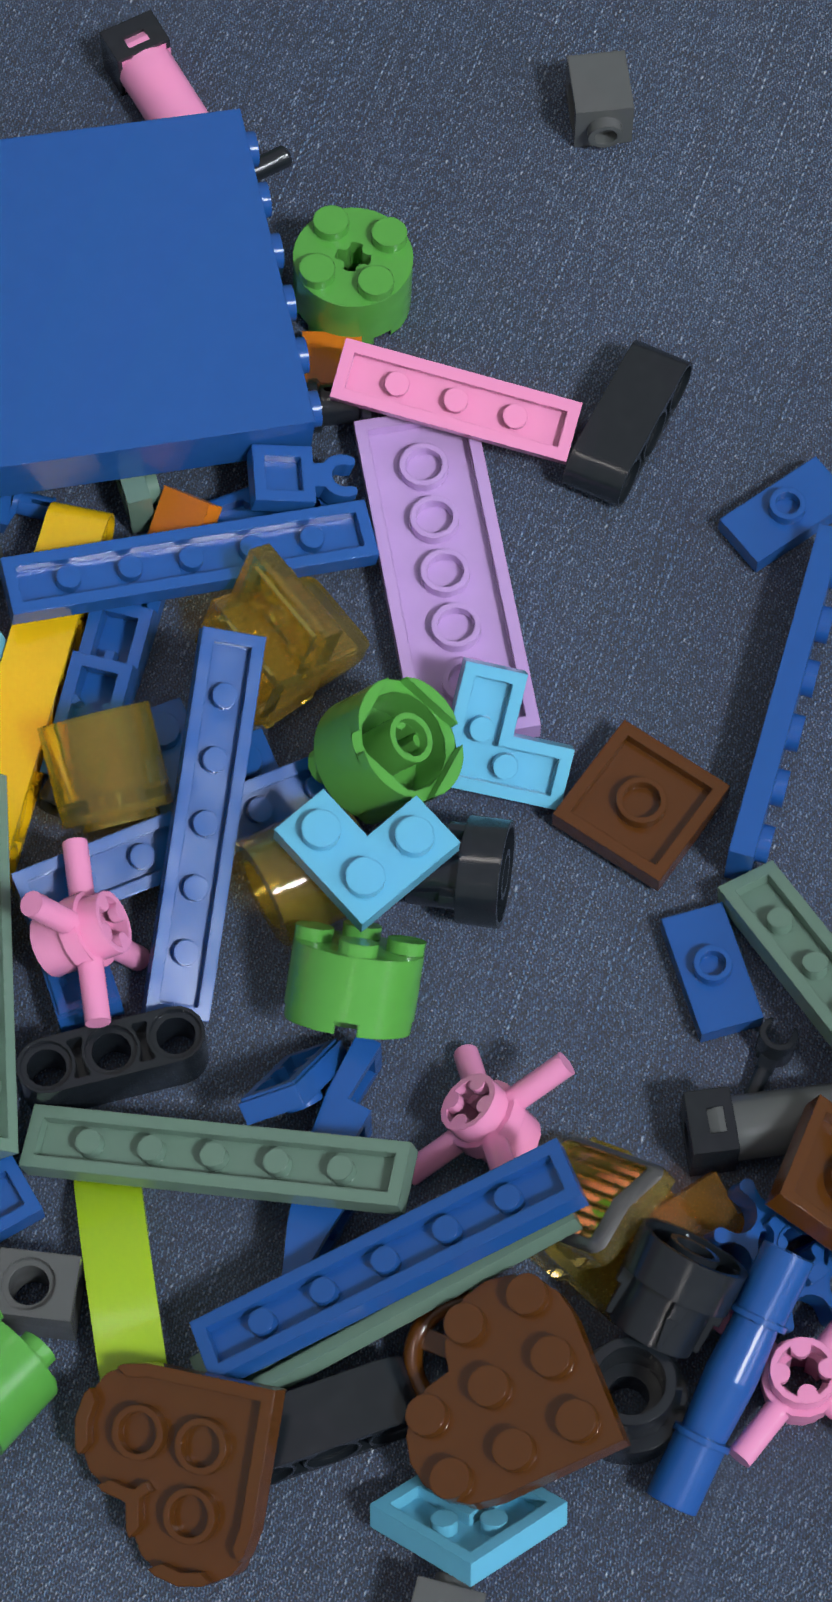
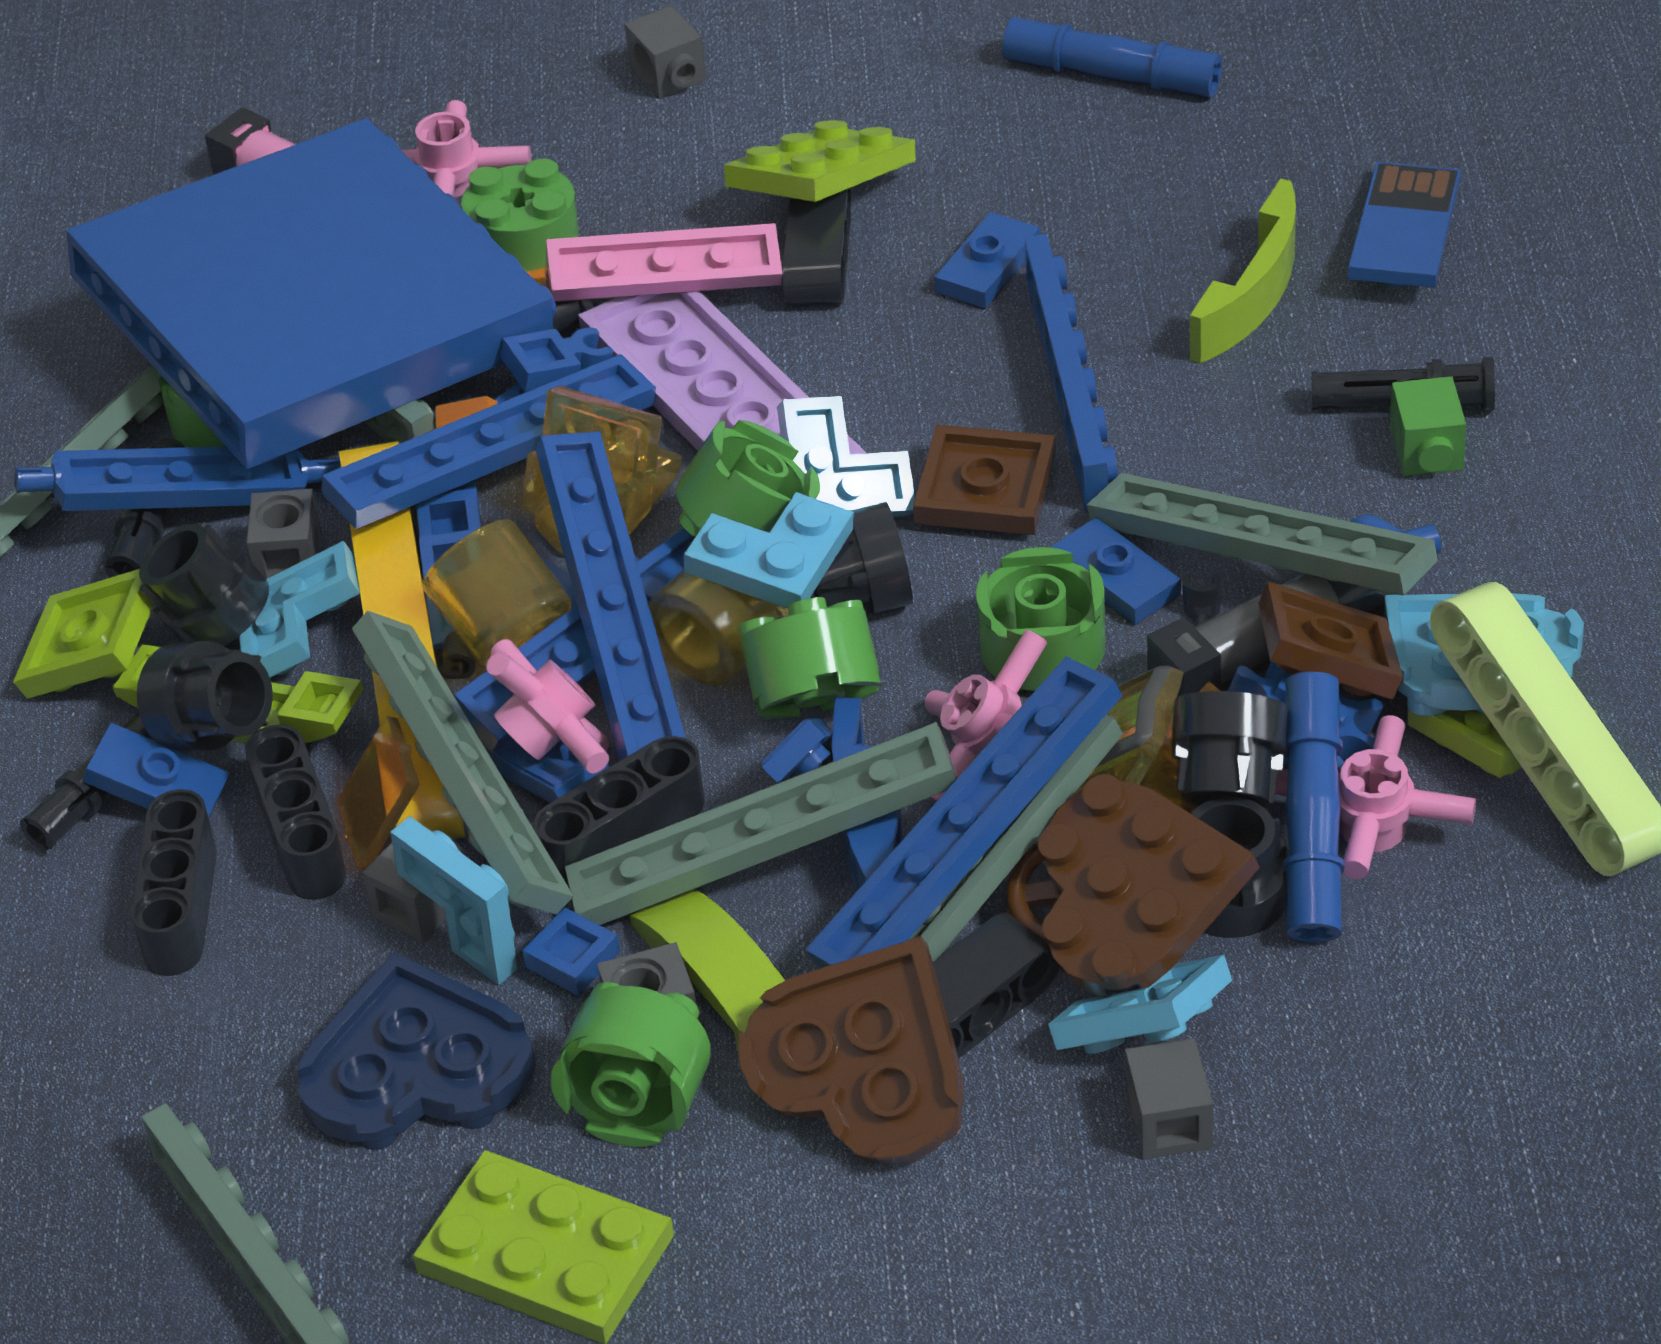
camera: 20 degrees left, 20 degrees down
(325, 152) = (452, 154): none -> bright pink bar
(608, 983) = (1049, 596): none -> bright green brick
(671, 330) = (820, 161): none -> lime plate

